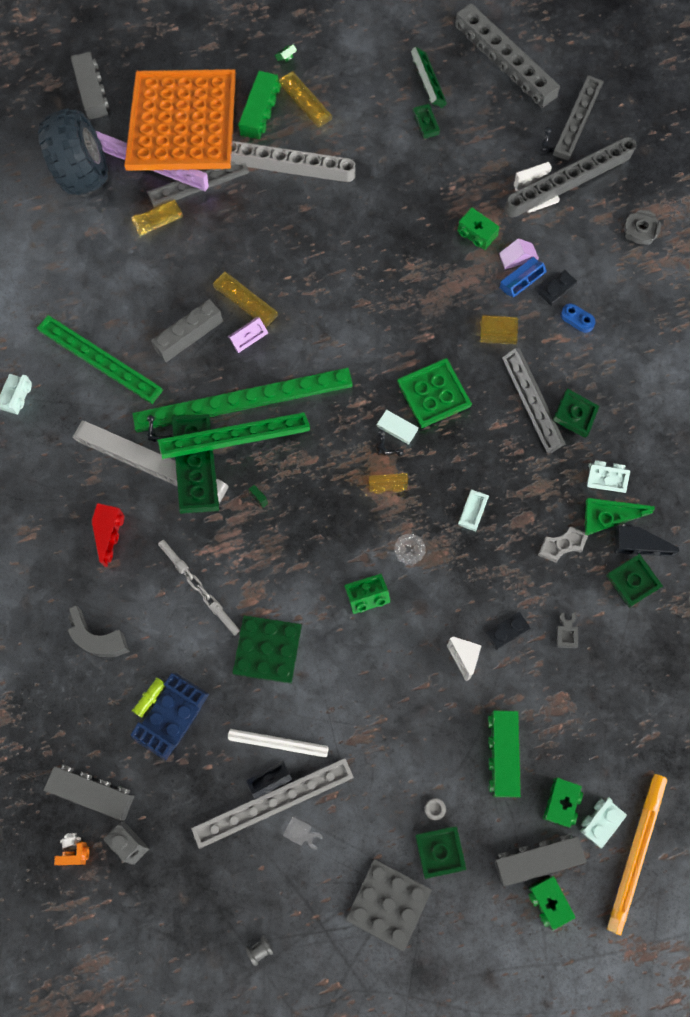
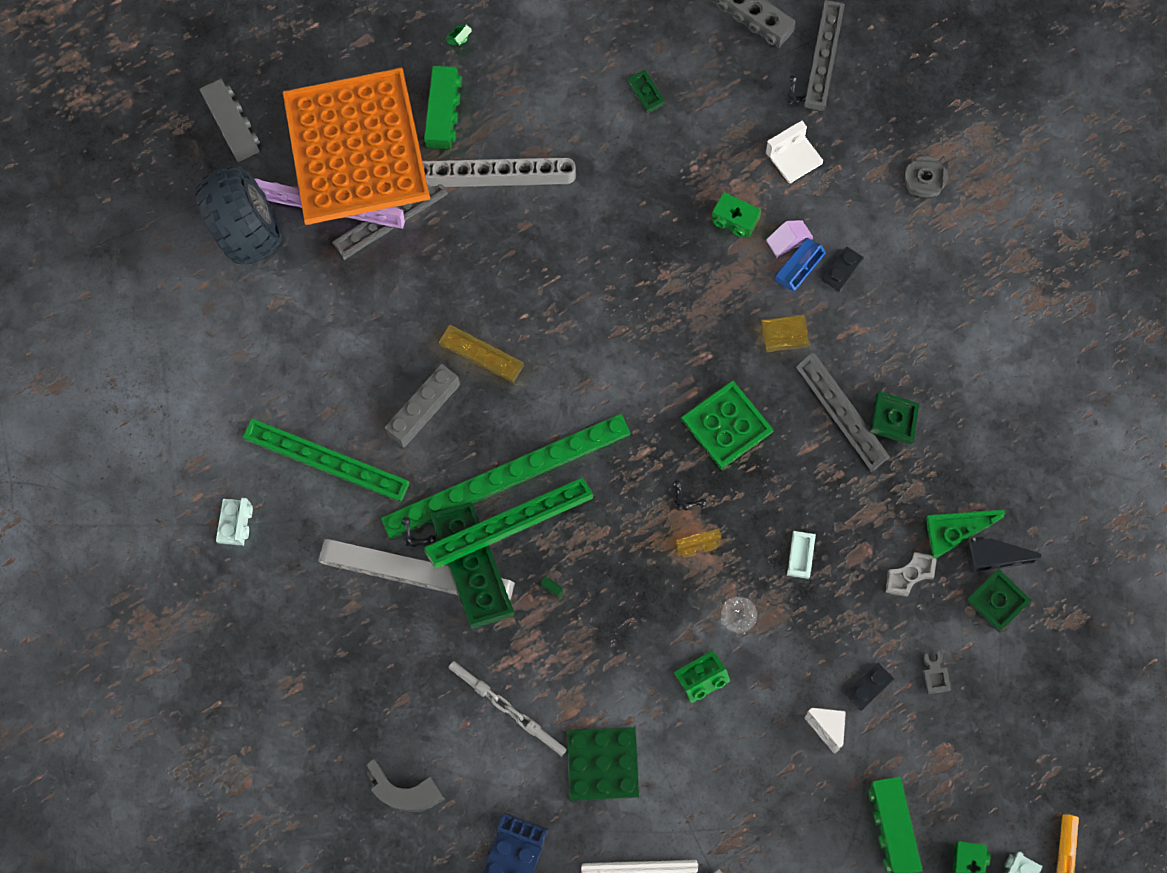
camera: 10 degrees left, 0 degrees up
(105, 527) = (383, 656): red slope -> none
(148, 697) = (481, 847): lime pin -> none
(157, 217) = (351, 271): clear yellow plate -> none
(248, 334) = (494, 396): lavender plate -> none
(305, 99) = (495, 89): clear yellow plate -> none
(397, 427) = (693, 473): light aqua tile -> none
(428, 76) = (637, 35): dark green plate -> none
(570, 177) = (826, 139): dark grey beam -> none
(577, 318) = (873, 302): blue plate -> none
(608, 477) = (945, 485): light aqua bracket -> none

